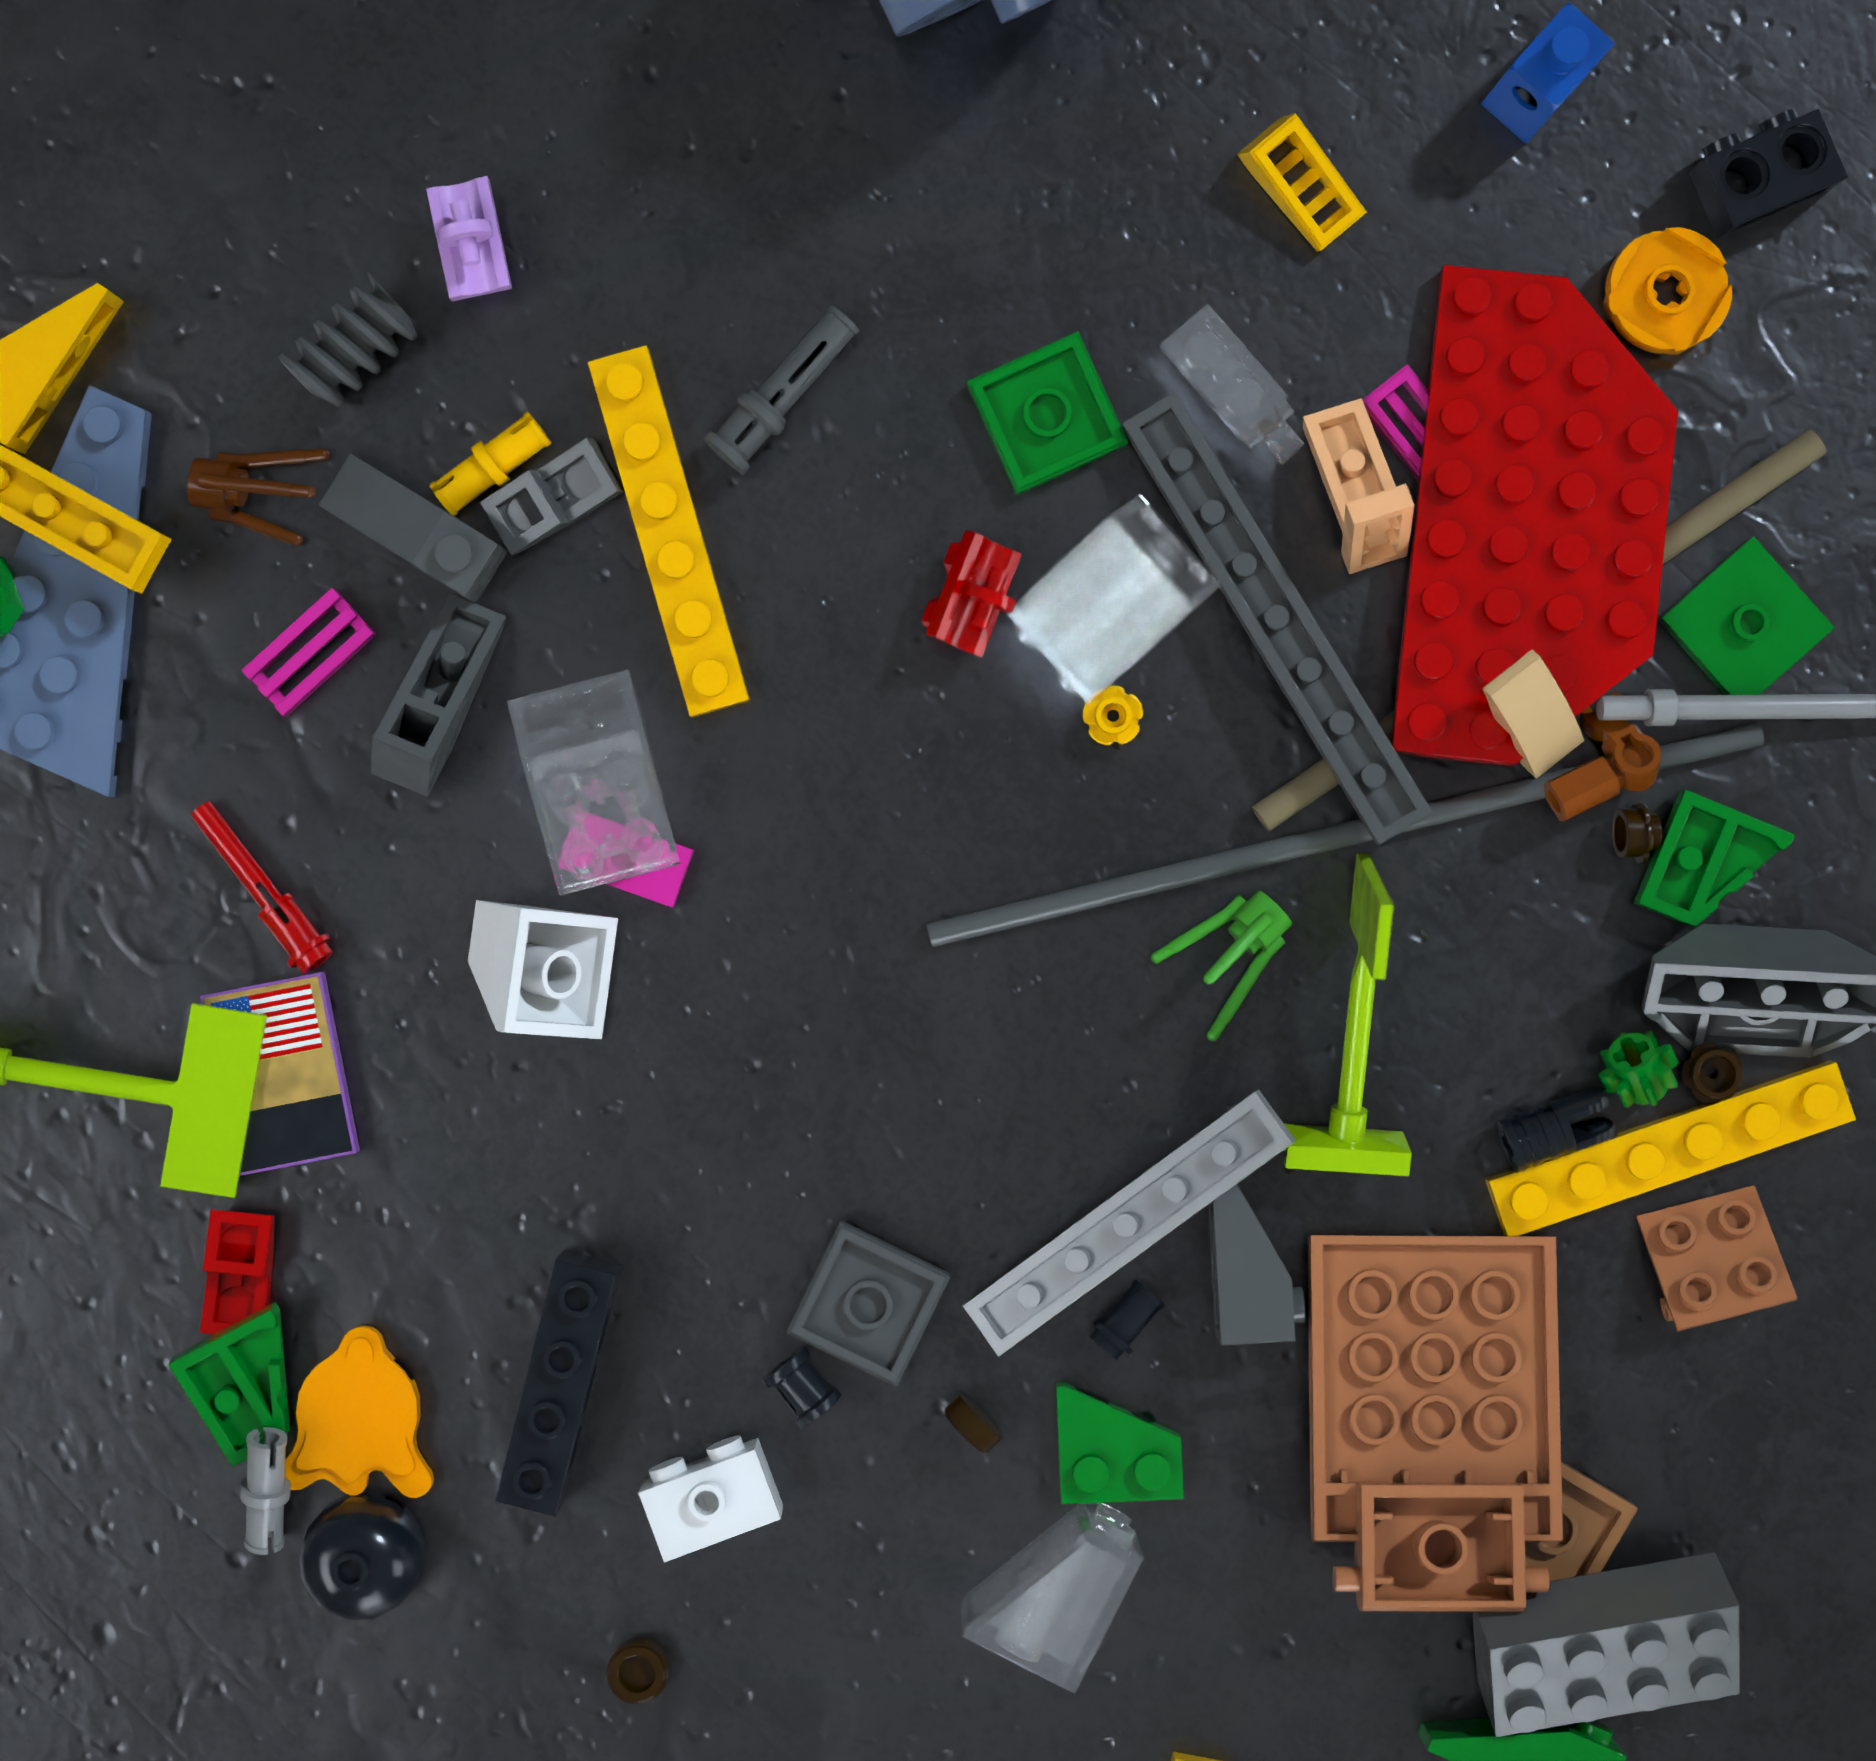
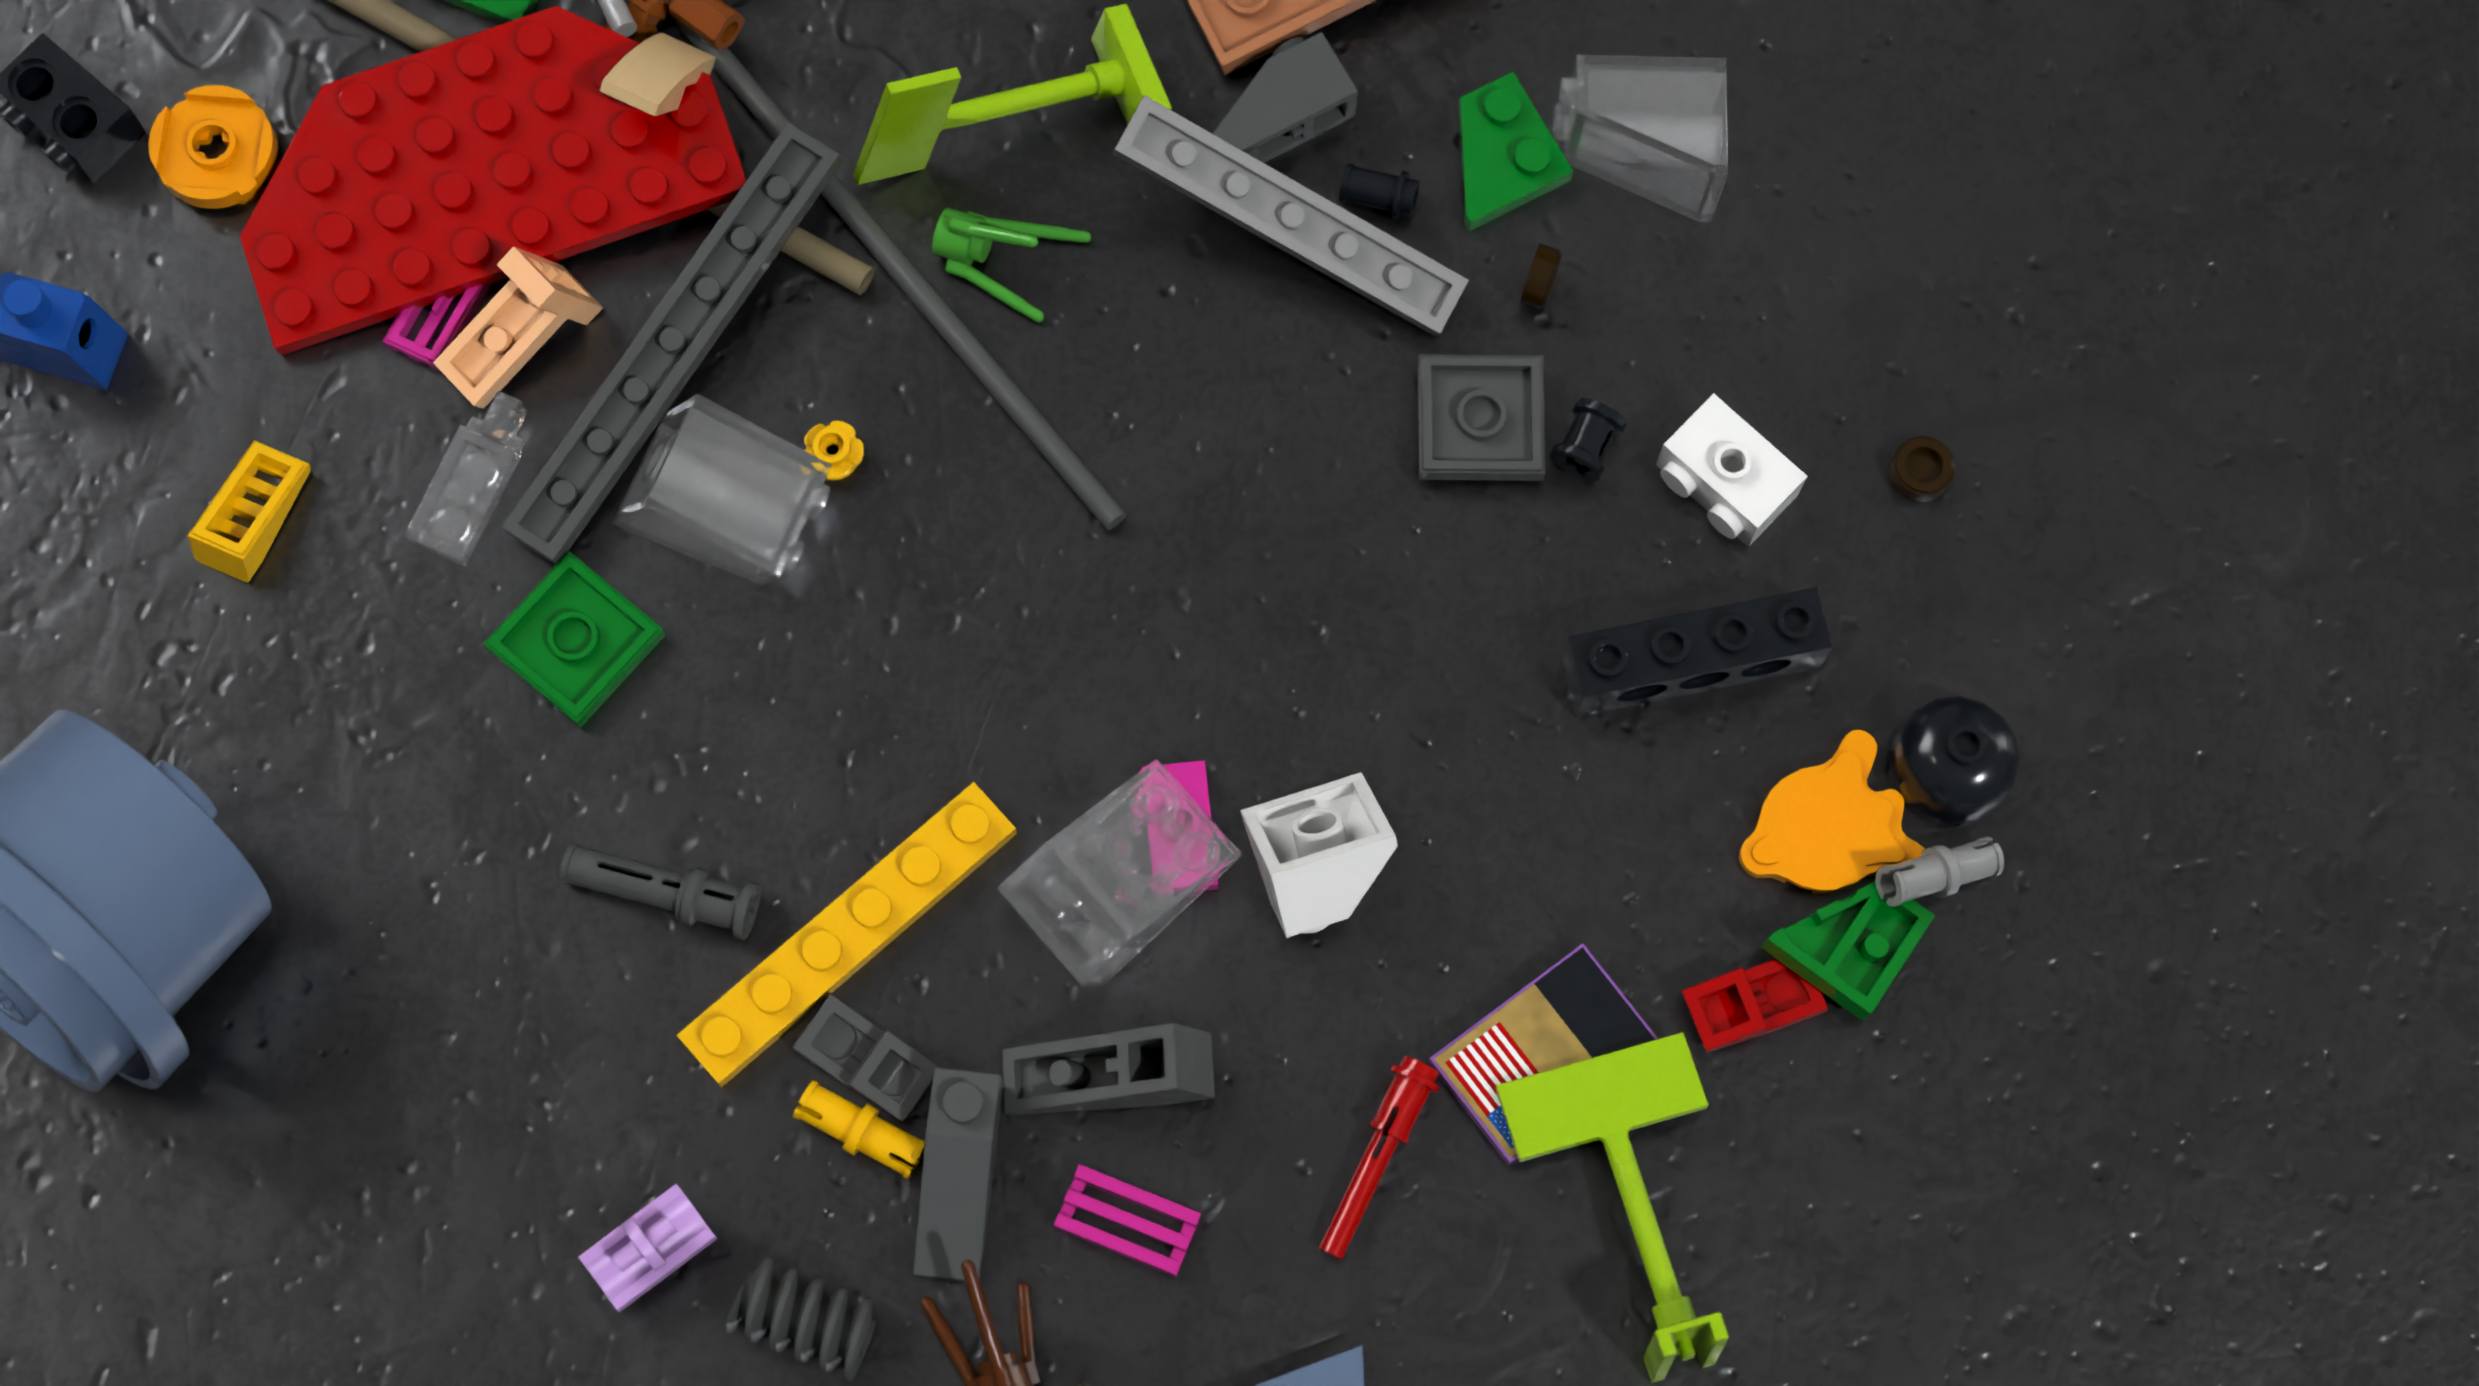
camera: 120 degrees left, 15 degrees down
(972, 593) = (776, 616): red hips -> none

